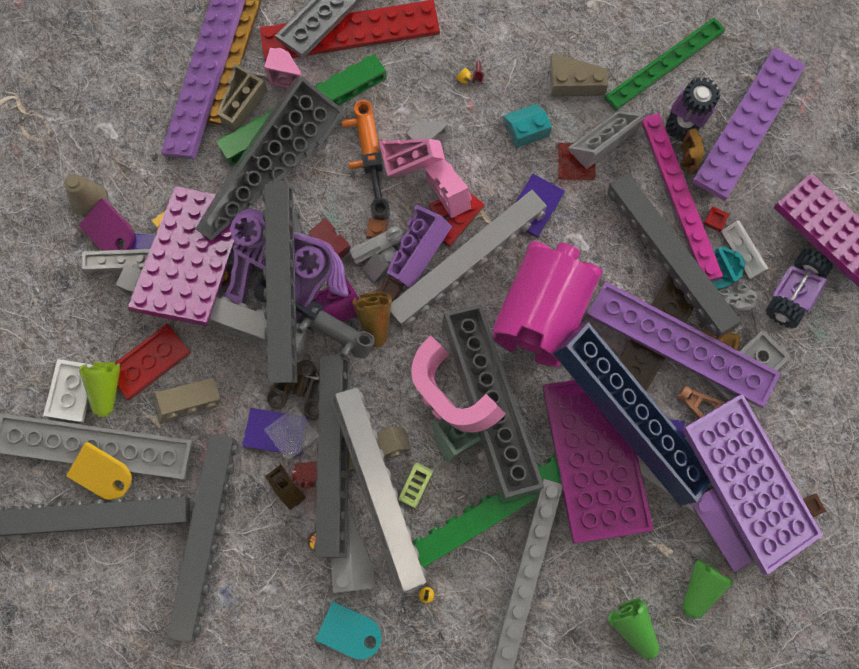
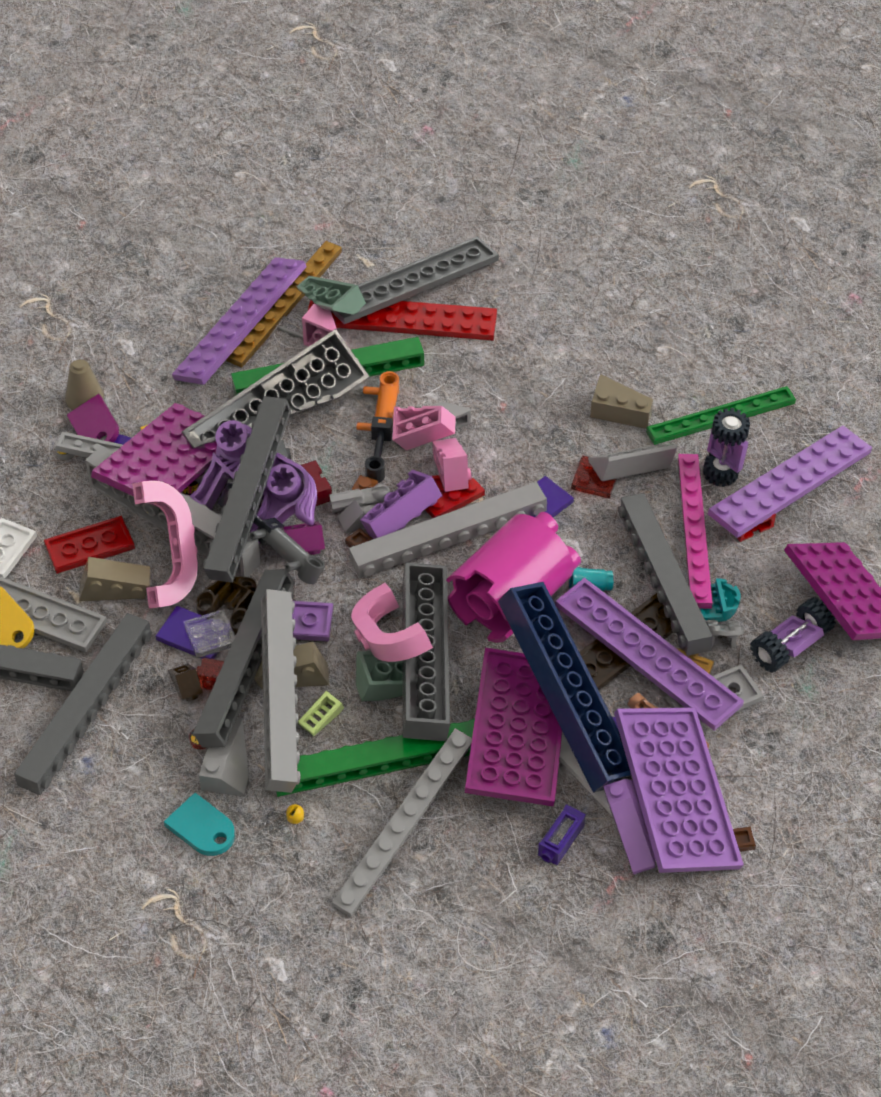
camera: 15 degrees right, 25 degrees down
(100, 386) = (35, 546): lime cone -> none
(232, 341) = (181, 539): none -> bright pink arch
(241, 97) = (270, 344): dark tan wedge -> none
(283, 34) = (333, 294): none -> sand green wedge
(374, 315) = (333, 550): pearl gold cone -> none
(376, 388) = (312, 620): none -> medium lavender plate
(463, 75) = (503, 378): yellow hinge -> none
(478, 75) = (519, 380): dark red hand -> none
(528, 125) = (555, 435): teal slope -> none
(613, 275) = (598, 577): none -> teal plant
(636, 627) = (506, 892): bright green cone -> none
(662, 551) = (561, 835): none -> dark purple window
(692, 150) = (718, 486): pearl gold slope -> none
(704, 589) = (594, 876): bright green cone -> none
(716, 219) = (727, 560): red tile -> none
(741, 242) = (751, 599): white plate -> none

